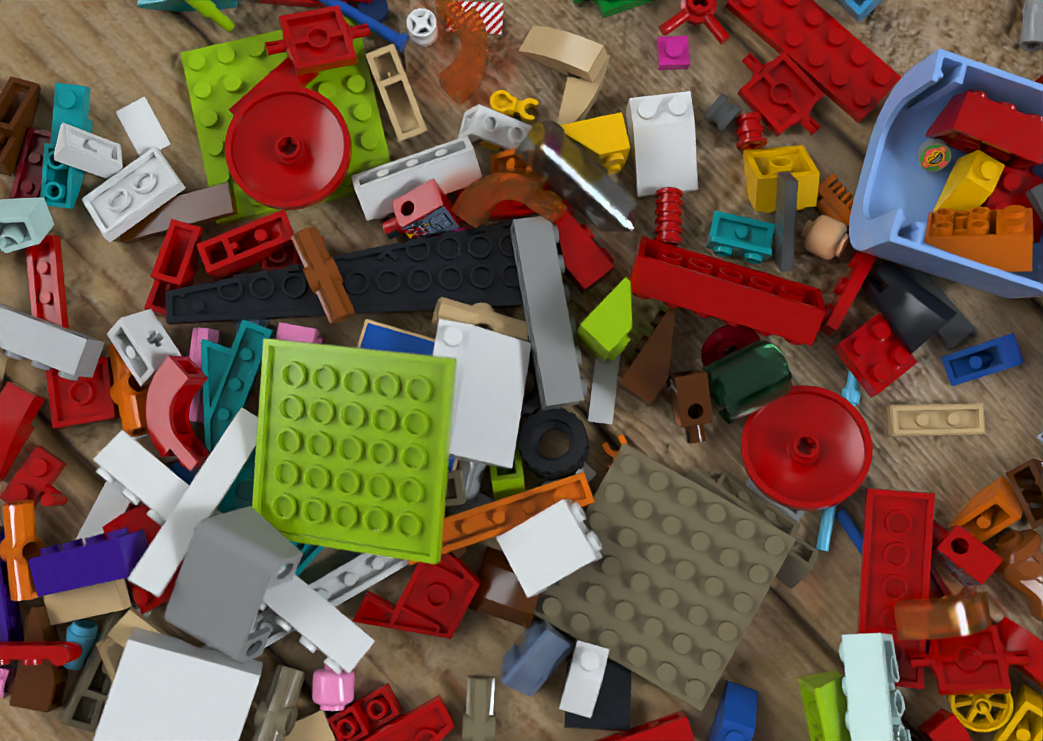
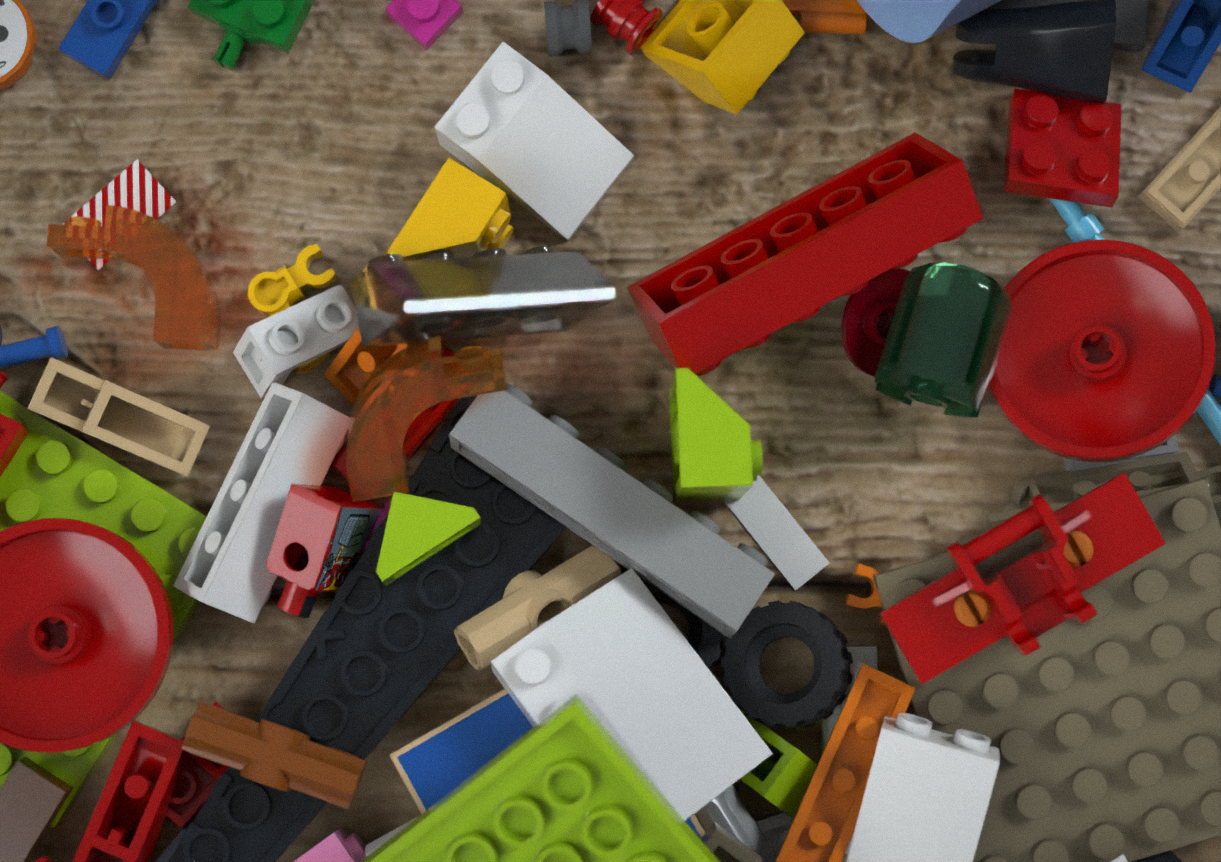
camera: 50 degrees left, 0 degrees up
(420, 20) = (54, 289): white wheel -> none
(464, 247) = (419, 530): none -> lime slope
(564, 52) = (286, 148): tan slope -> none
(580, 96) = (362, 178): tan slope -> none
(583, 260) = (585, 392): red slope -> none
(651, 366) = (805, 440): reddish brown slope -> none
(668, 215) = (633, 227): red piece -> none
(678, 511) = (1033, 594): none -> red piece
(688, 389) = (885, 425): reddish brown torso -> none
(740, 237) = (749, 164): teal bracket -> none
(785, 221) = (790, 90): dark grey tile -> none
(825, 237) = (855, 59): light nougat head -> none
(846, 291) = (949, 102): red plate -> none

